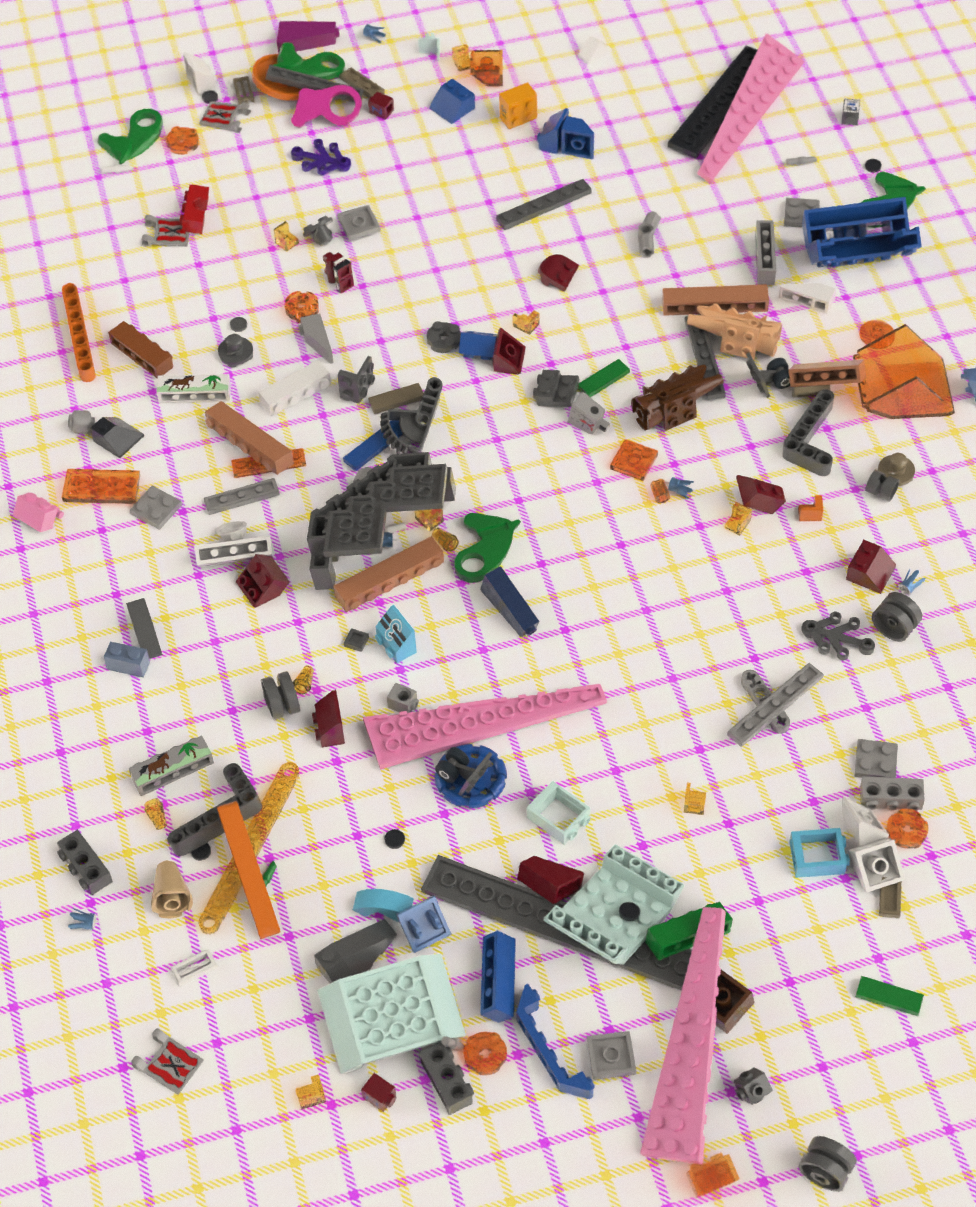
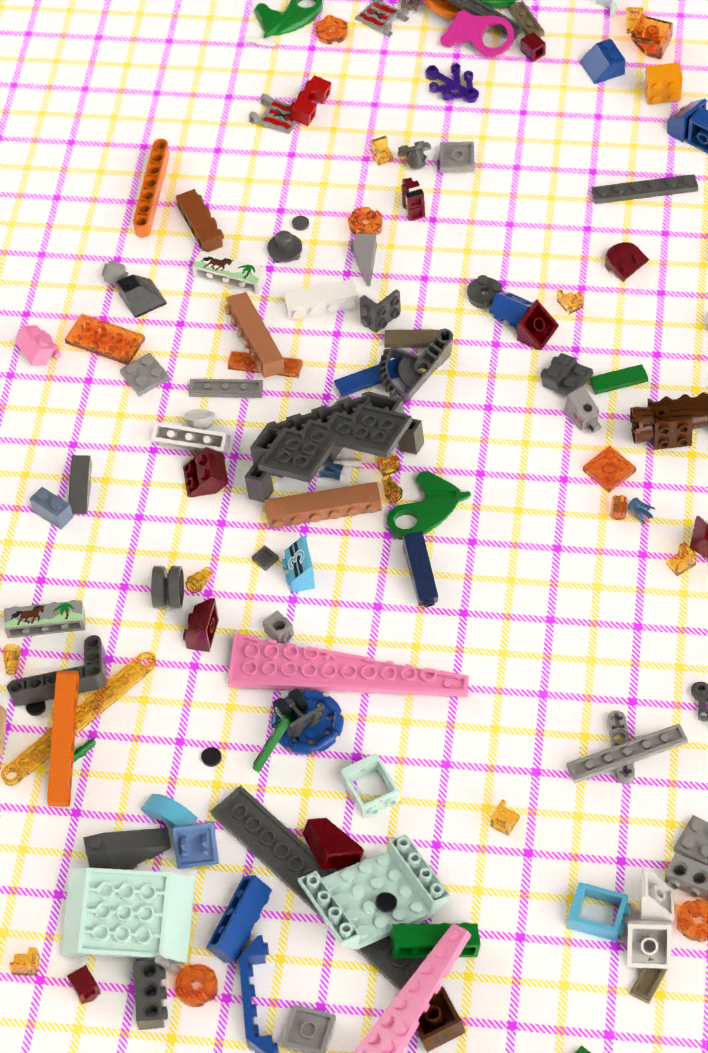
camera: 25 degrees right, 0 degrees up
(451, 805) = (271, 743): none -> green tile

